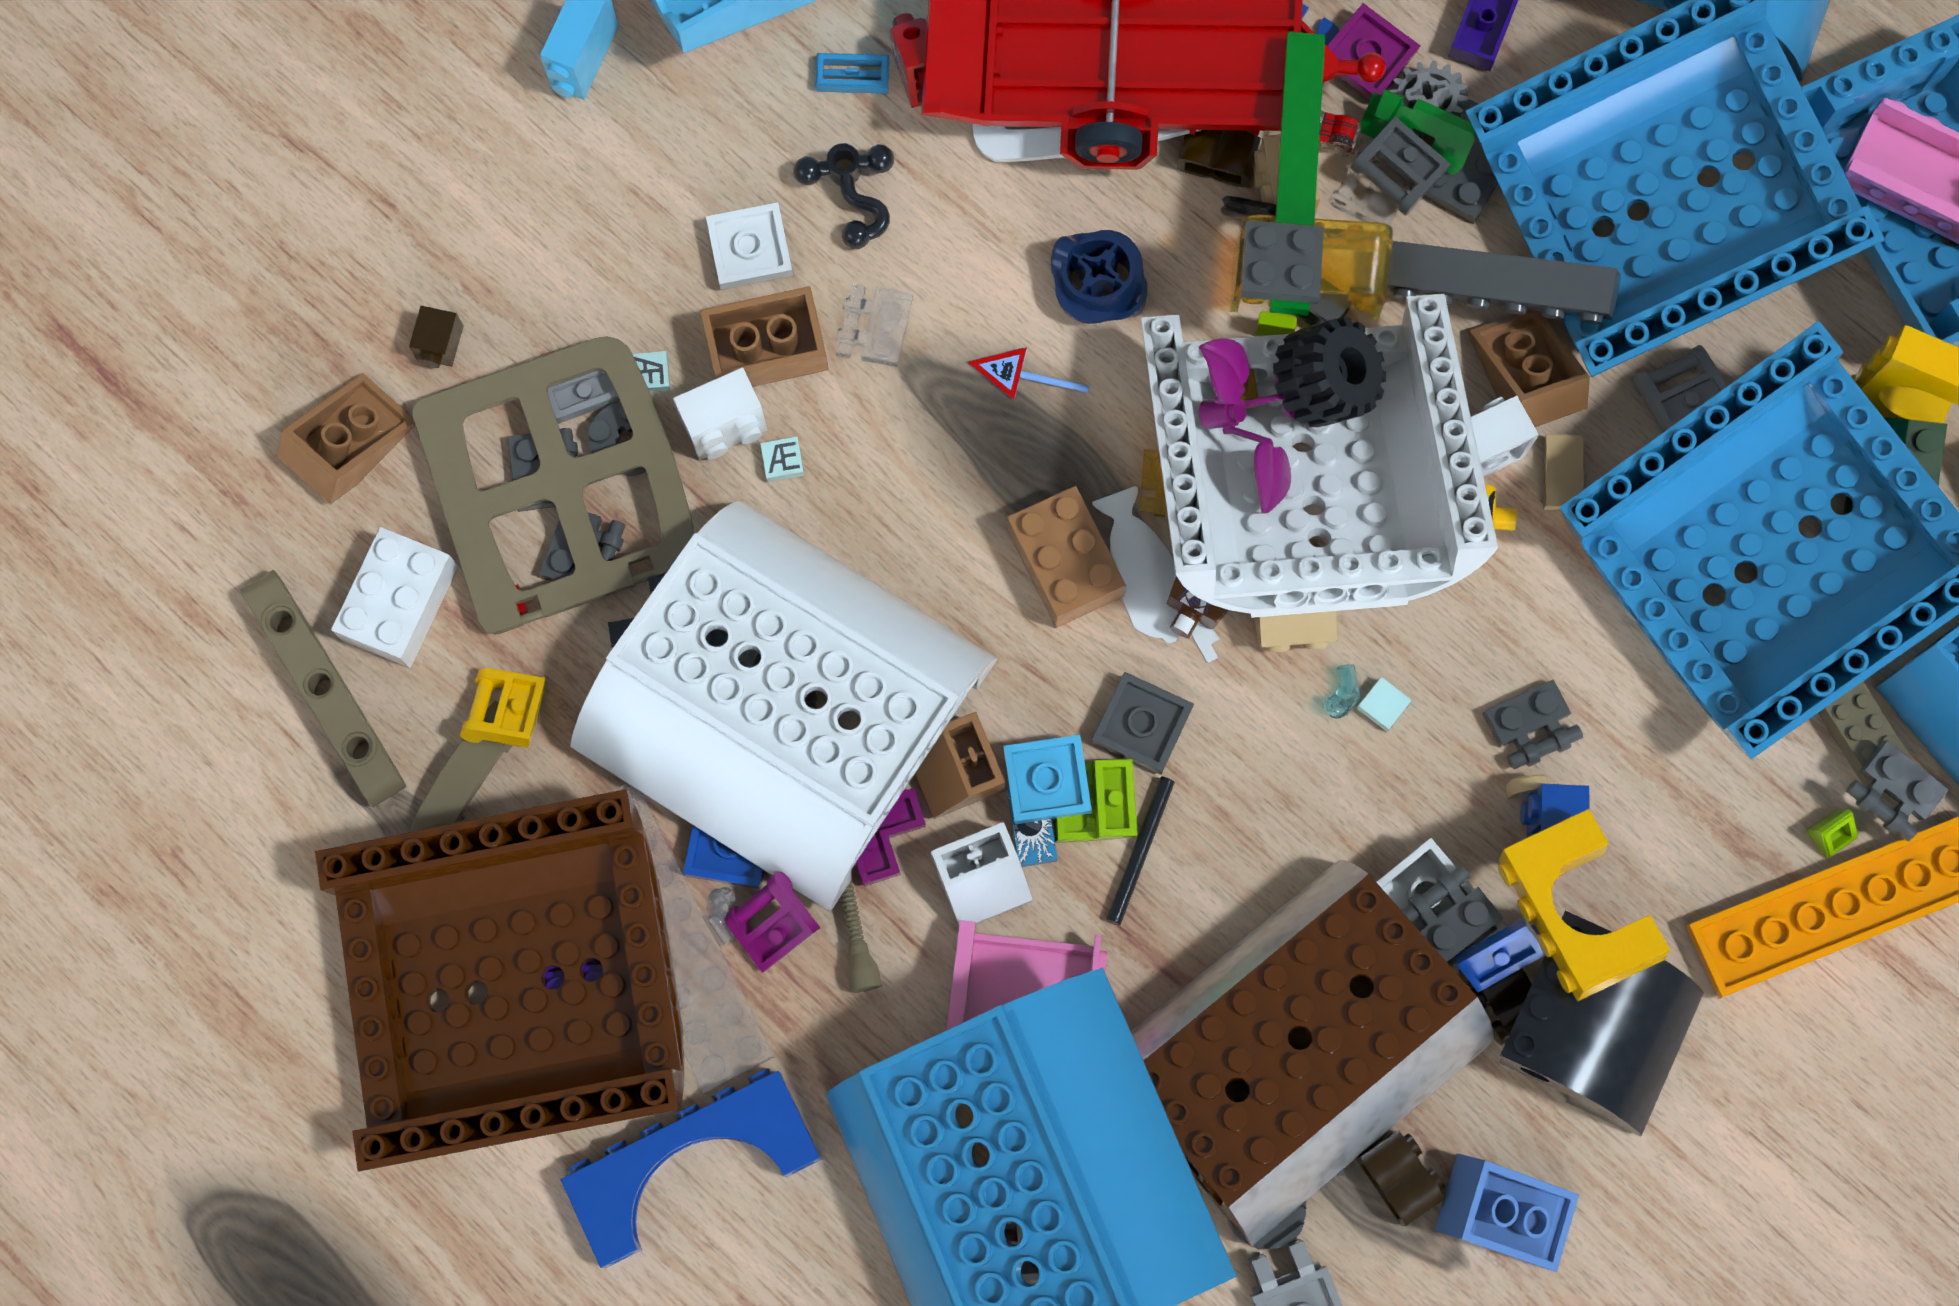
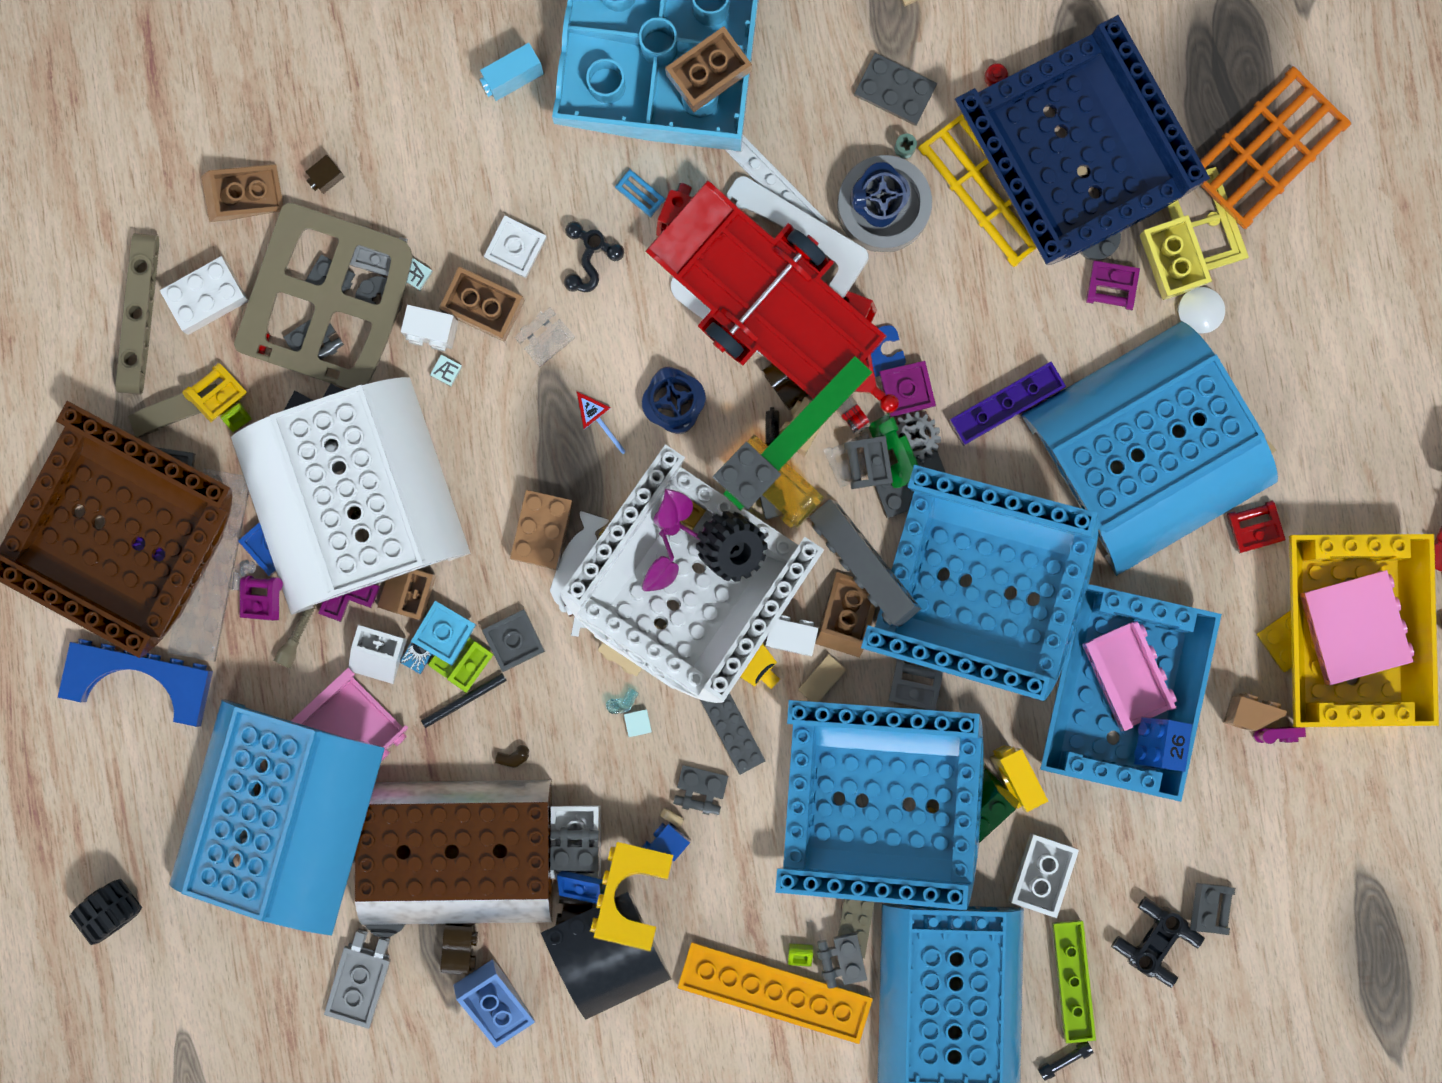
camera: 40 degrees right, 10 degrees up
(555, 721) = (236, 417): none -> lime slope
(1268, 873) = (514, 759): none -> dark brown arm
(1505, 619) = (734, 734): none -> dark grey piece

